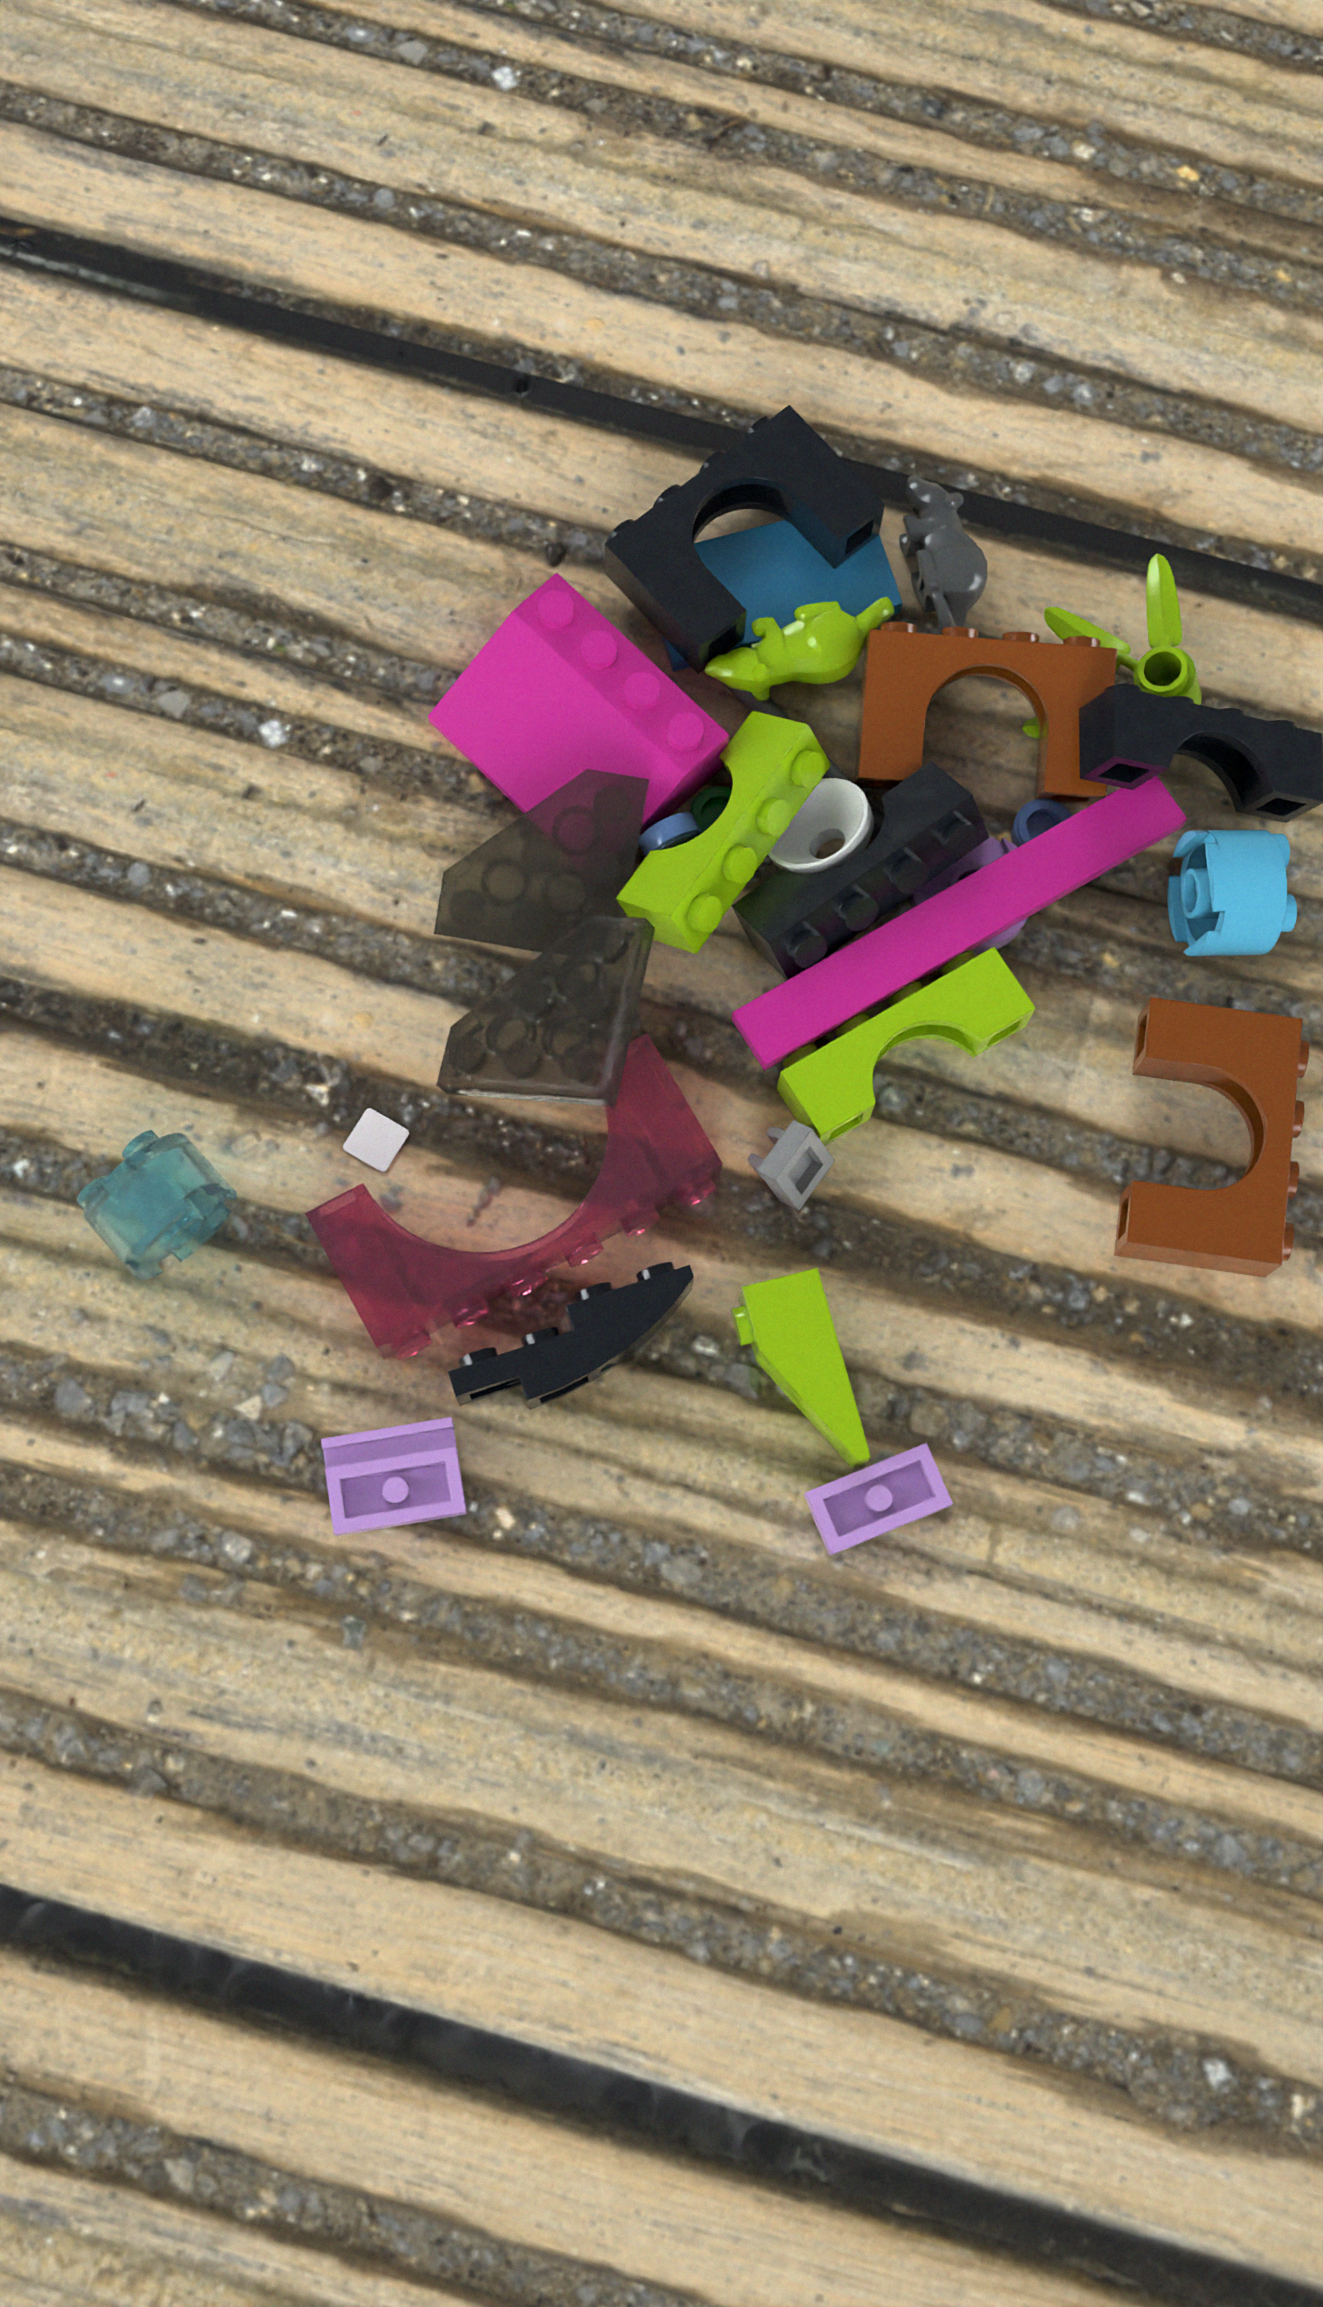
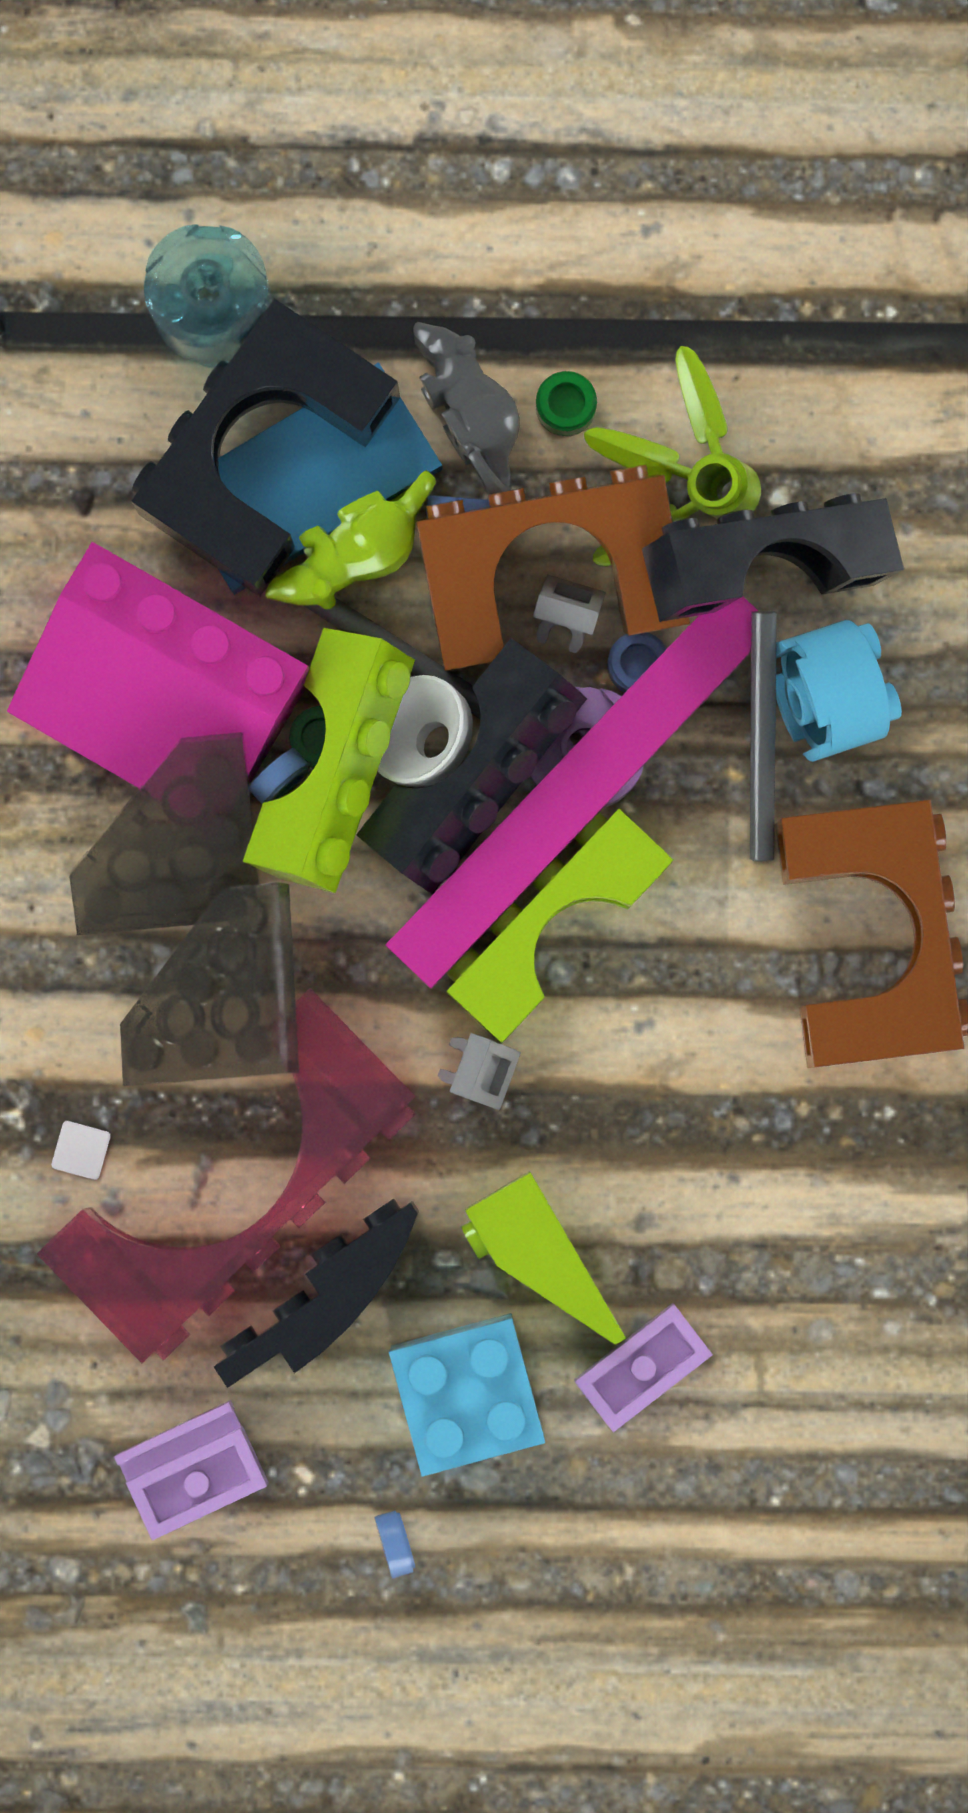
camera: 10 degrees left, 10 degrees up
(578, 1607) = (395, 1543): none -> medium blue tile
(694, 1473) = (466, 1394): none -> medium azure brick
(723, 388) = (210, 260): none -> clear light blue brick
(990, 758) = (569, 606): none -> light grey tile
(1033, 583) = (566, 403): none -> green tile
(1150, 920) = (762, 735): none -> dark grey bar

